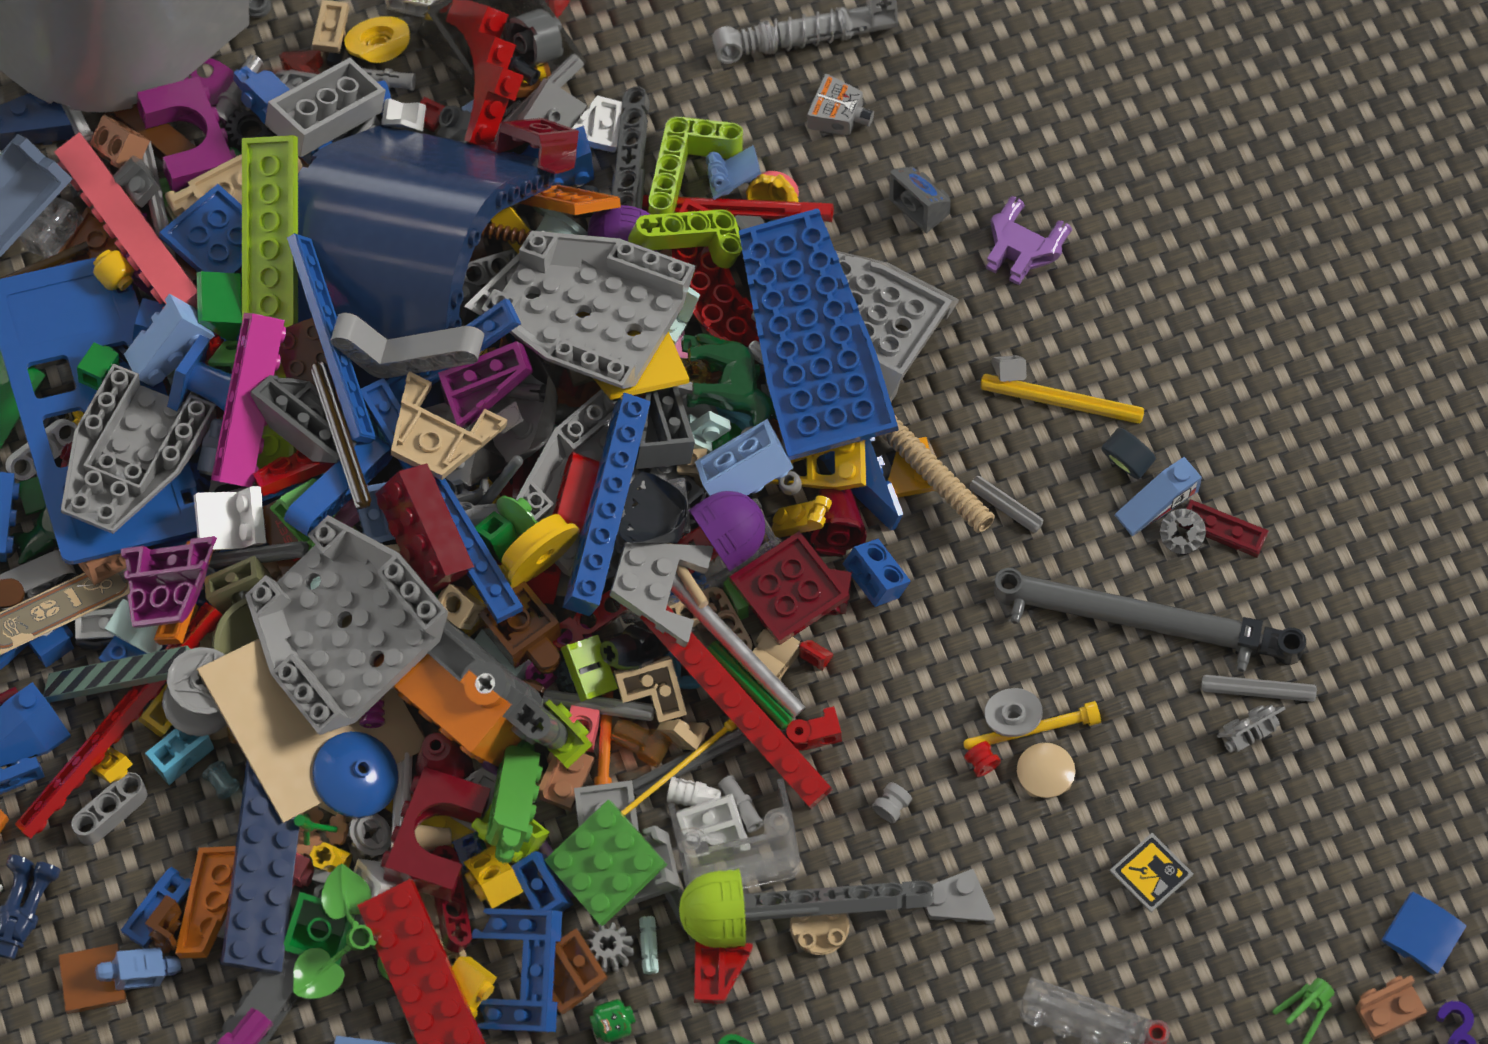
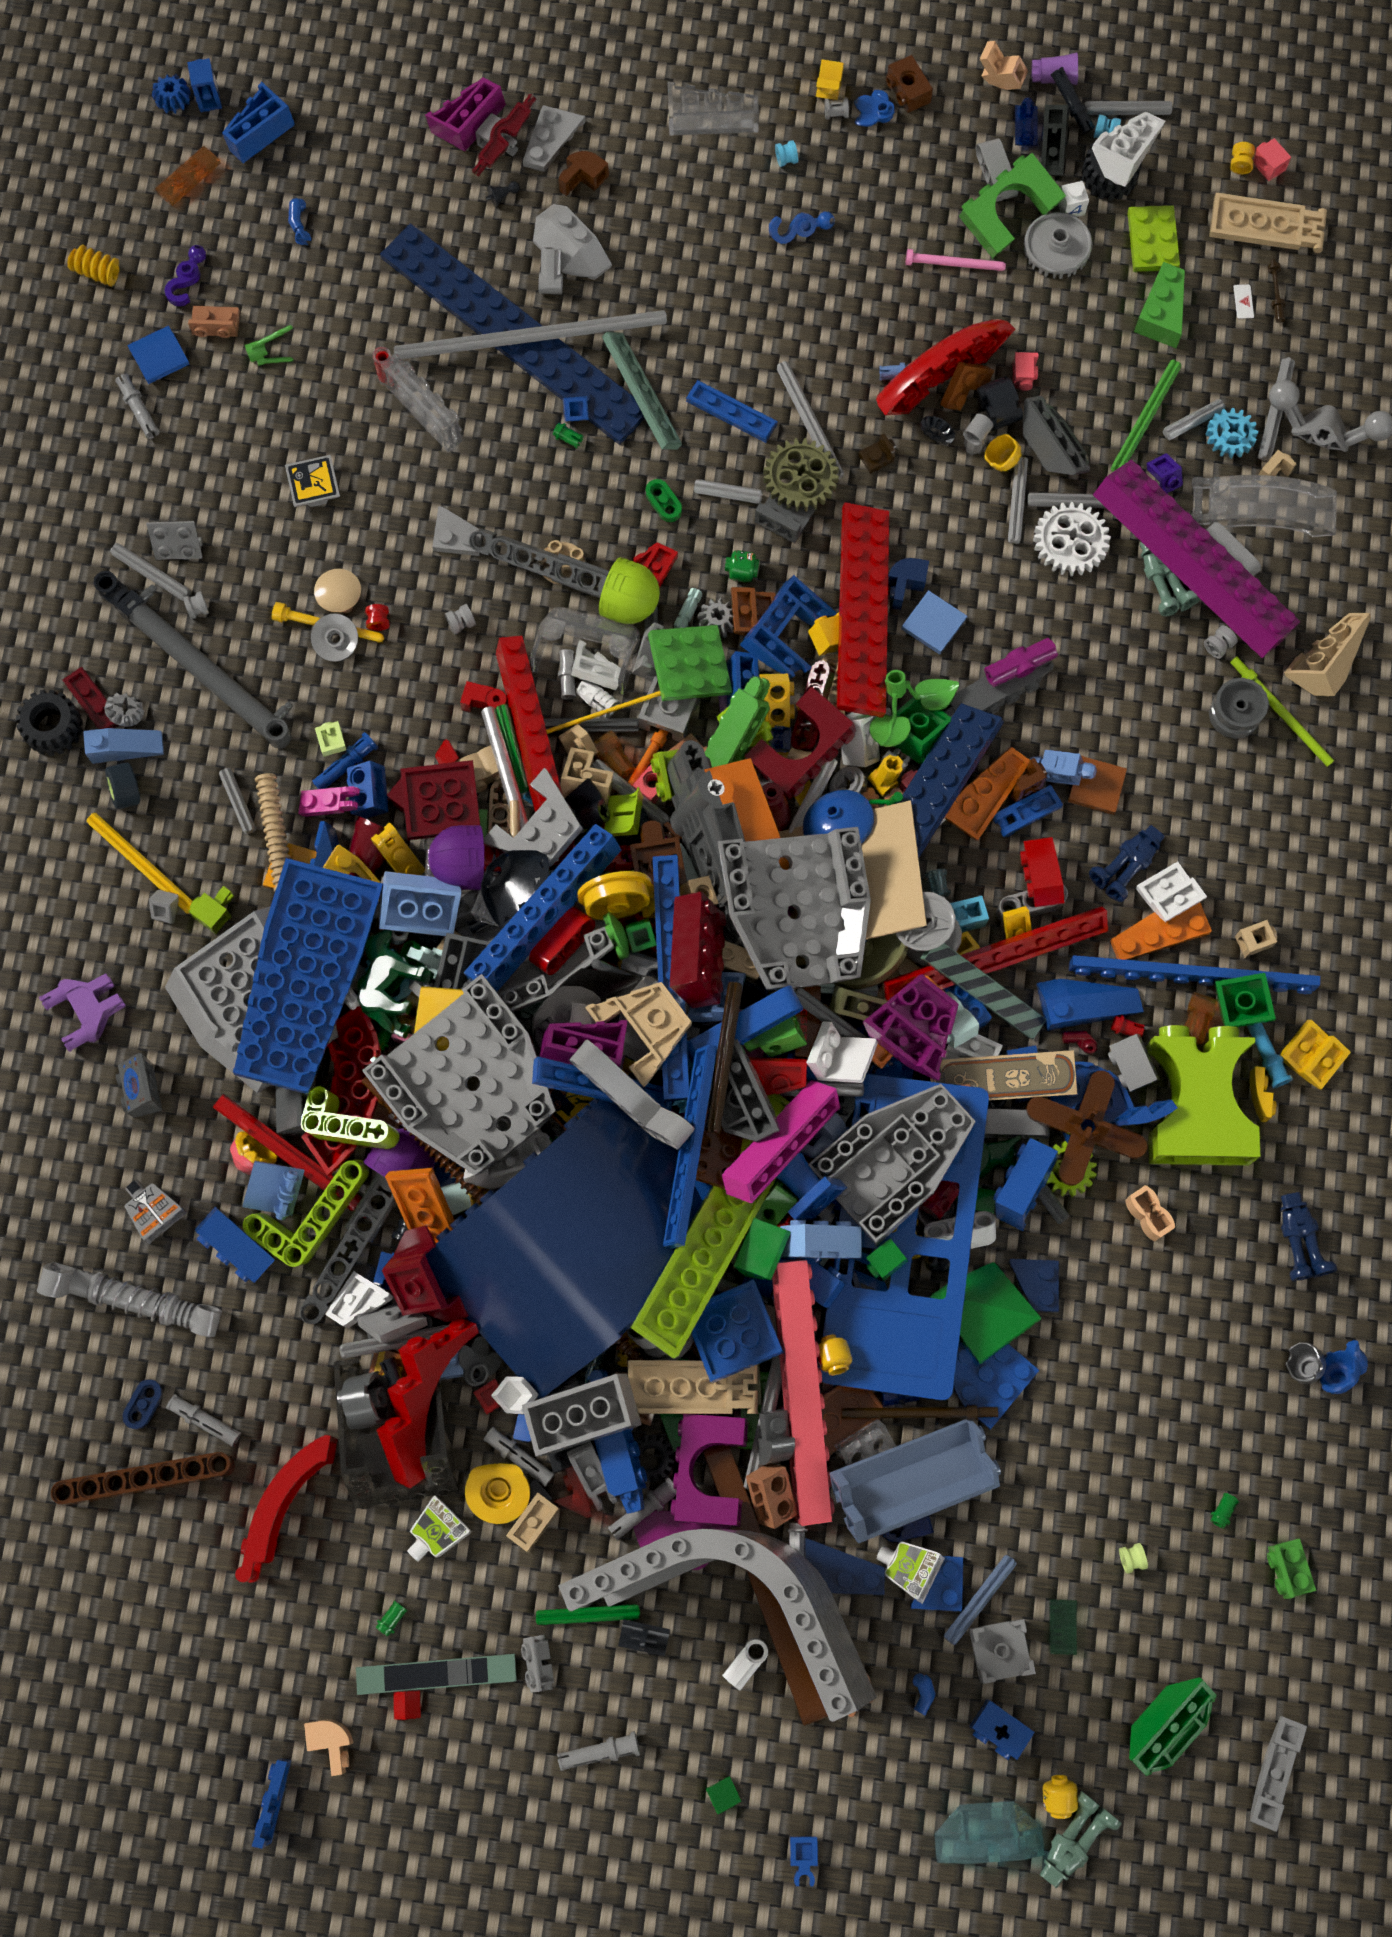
camera: 155 degrees left, 10 degrees up
(108, 832) = (1042, 872): none -> red brick
(755, 110) = (233, 1245): none -> blue wedge
(910, 541) = (327, 801): none -> dark pink hinge
(915, 605) = (352, 756): none -> blue pin
(948, 604) = (330, 738): none -> yellowish green bracket
(959, 385) = (212, 911): none -> lime brick
(1183, 673) = (196, 605): none -> light grey wheel
(1252, 457) = (36, 710): none -> black tyre
(1410, 864) = (133, 398): none -> light grey pin

